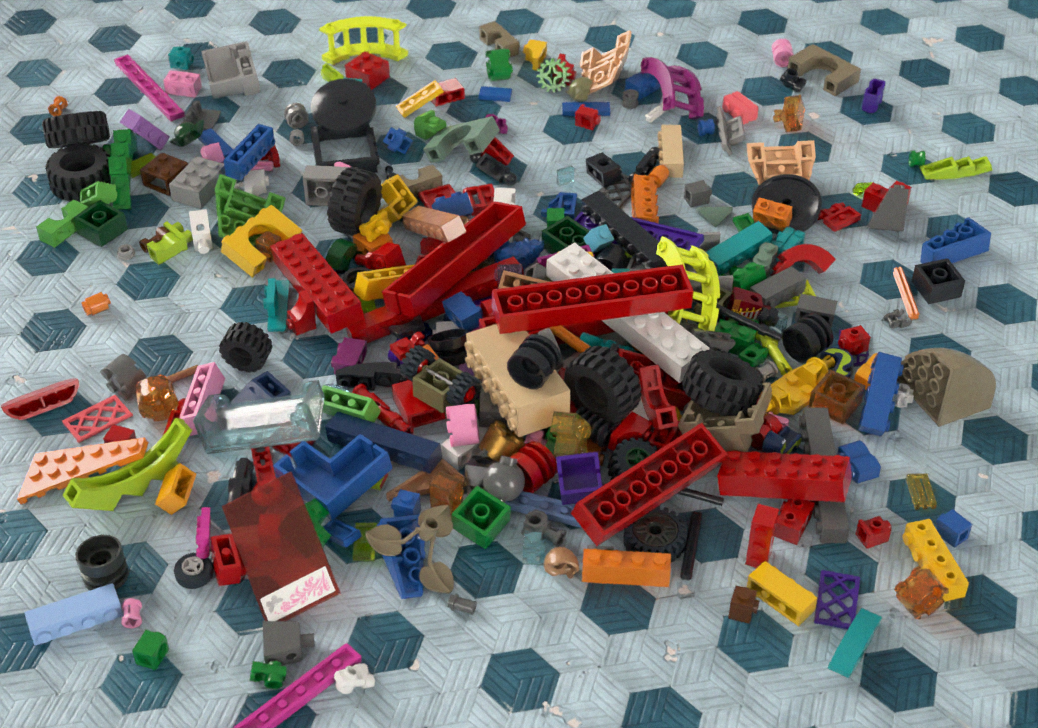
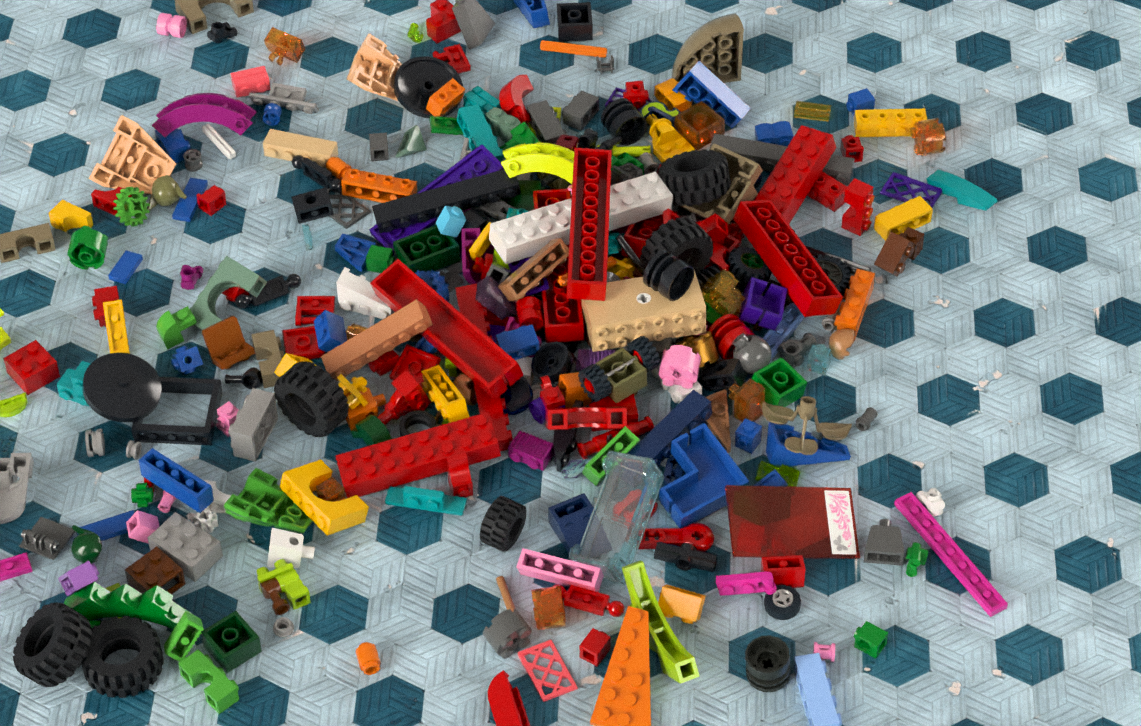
camera: 75 degrees left, 5 degrees up
(375, 356) = (586, 417): none -> red arch
(420, 154) = (226, 343): none -> dark orange bracket
(711, 586) = (894, 254): none -> reddish brown brick

